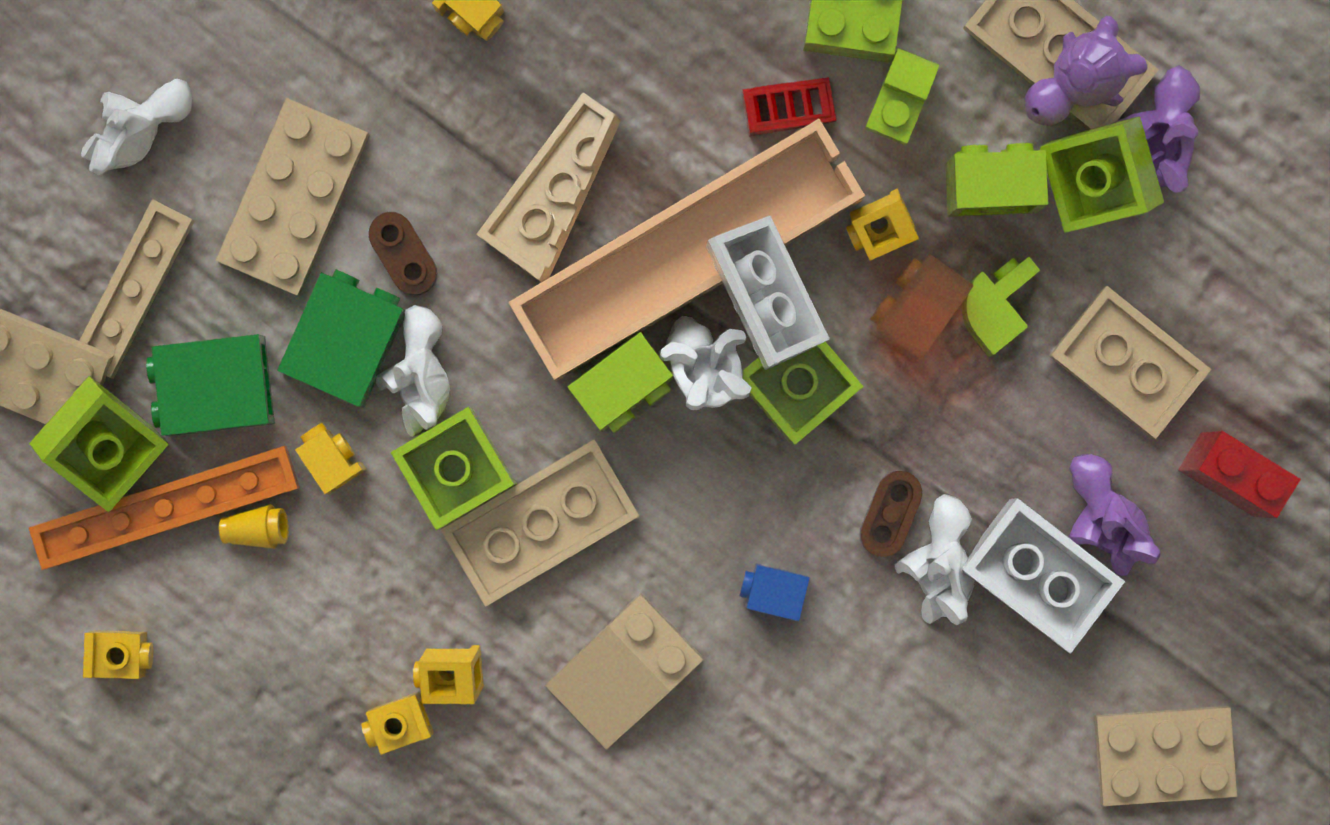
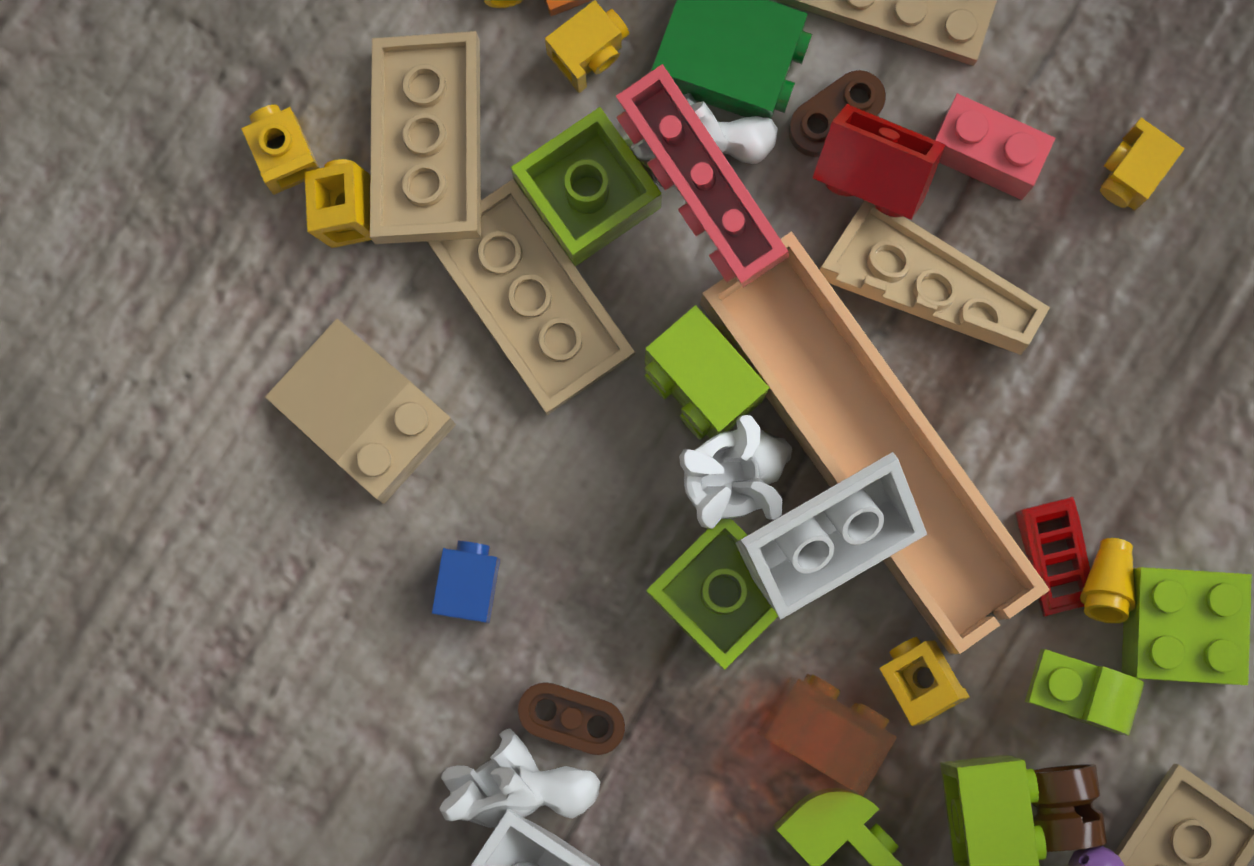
camera: 85 degrees right, 5 degrees down
(400, 600) = (425, 138): none -> tan plate
(444, 129) = (992, 147): none -> coral brick
(453, 224) = (878, 162): none -> red brick
(463, 372) = (703, 177): none -> coral brick
(815, 66) = (1110, 584): none -> yellow cone
(992, 120) = (1067, 807): none -> reddish brown wheel

